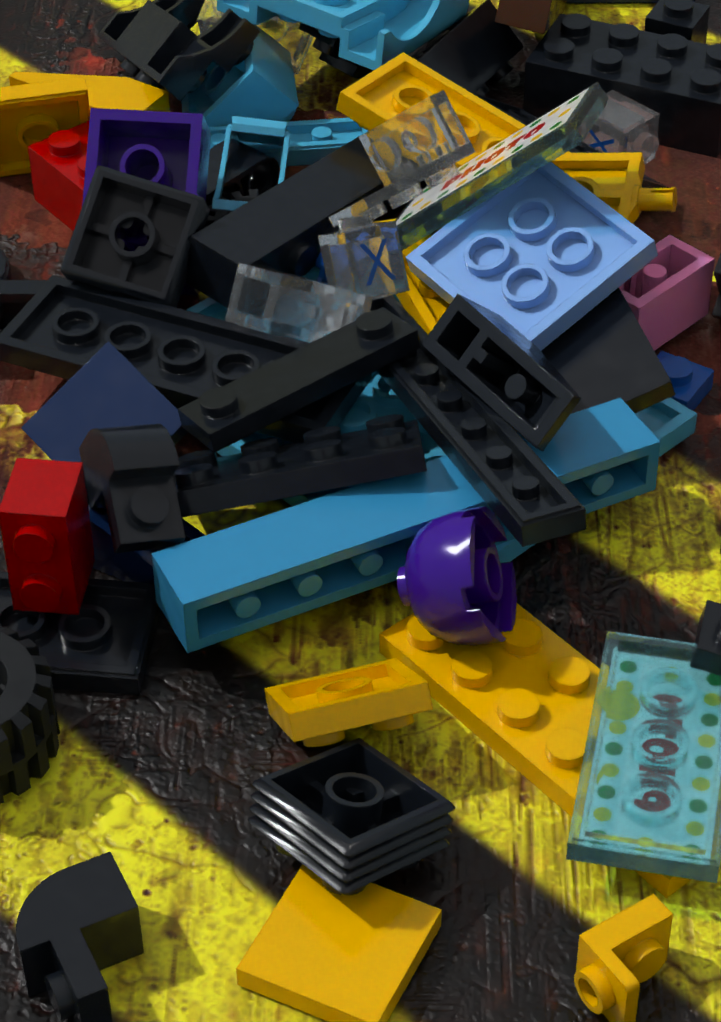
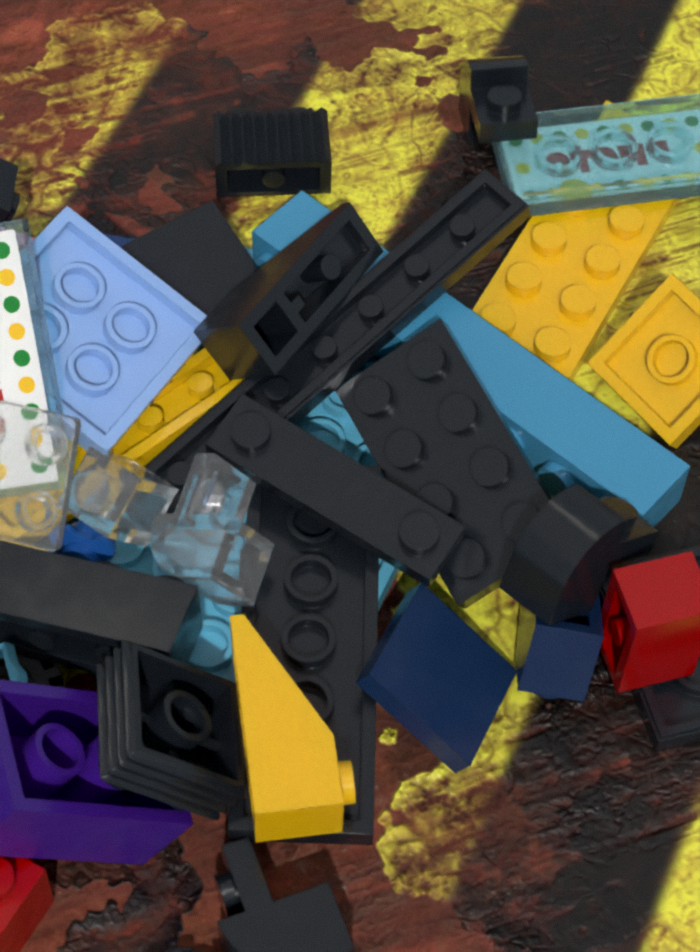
camera: 115 degrees left, 15 degrees up
(94, 288) = (288, 748): none -> yellow slope
(458, 580) = (534, 295): dark purple cylinder -> none

